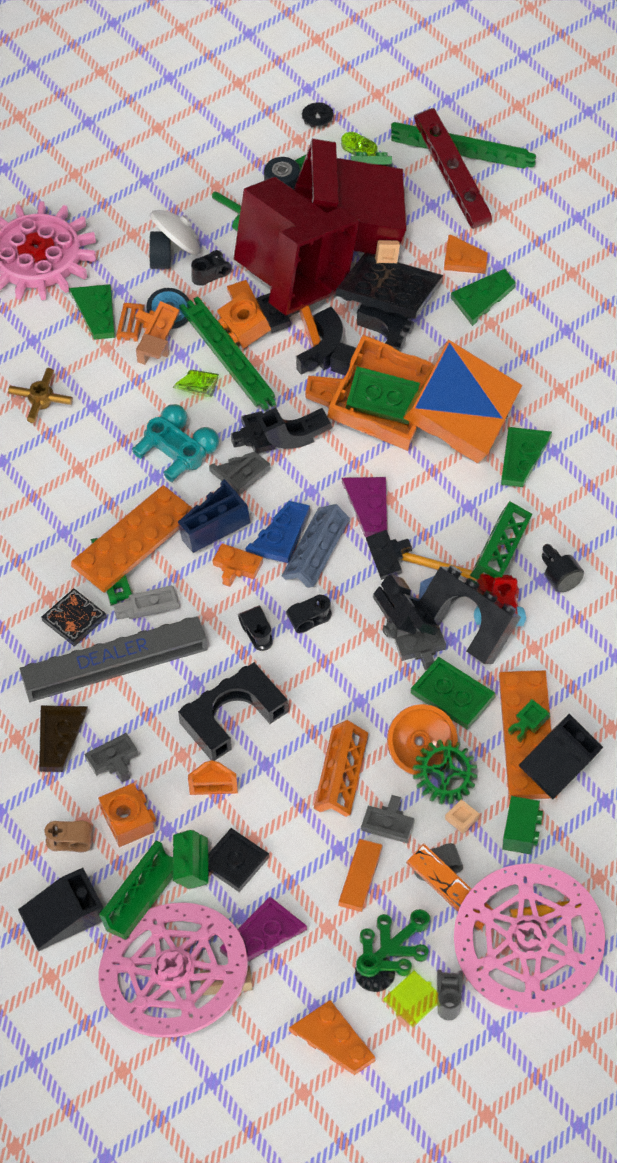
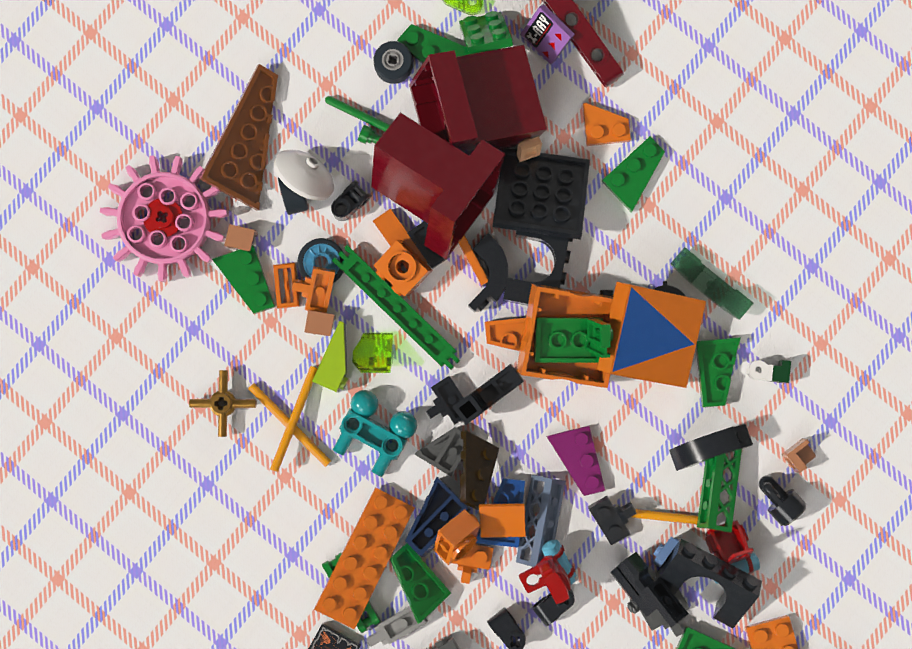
camera: 10 degrees left, 30 degrees up
(98, 427) = (283, 418): none -> light orange piece
(100, 272) = (240, 238): none -> nougat panel
(102, 419) = (279, 456): none -> light orange piece
(123, 213) = (242, 149): none -> dark orange wing
(153, 385) = (333, 366): none -> lime slope
(180, 569) = (419, 583): none -> green wing
(228, 525) = (457, 537): none -> orange brick
(265, 482) = (478, 466): none -> dark brown wing
(277, 523) = (502, 520): none -> orange piece
(316, 575) = (555, 571): none -> red piece
(411, 383) = (599, 336): none -> green plate
(428, 175) = (547, 34): none -> medium lavender tile
(496, 500) = (710, 446): none -> black arch
(533, 389) = (710, 284): none -> clear green slope
(574, 465) = (771, 373): none -> leg
(587, 538) = (799, 455): none -> nougat panel

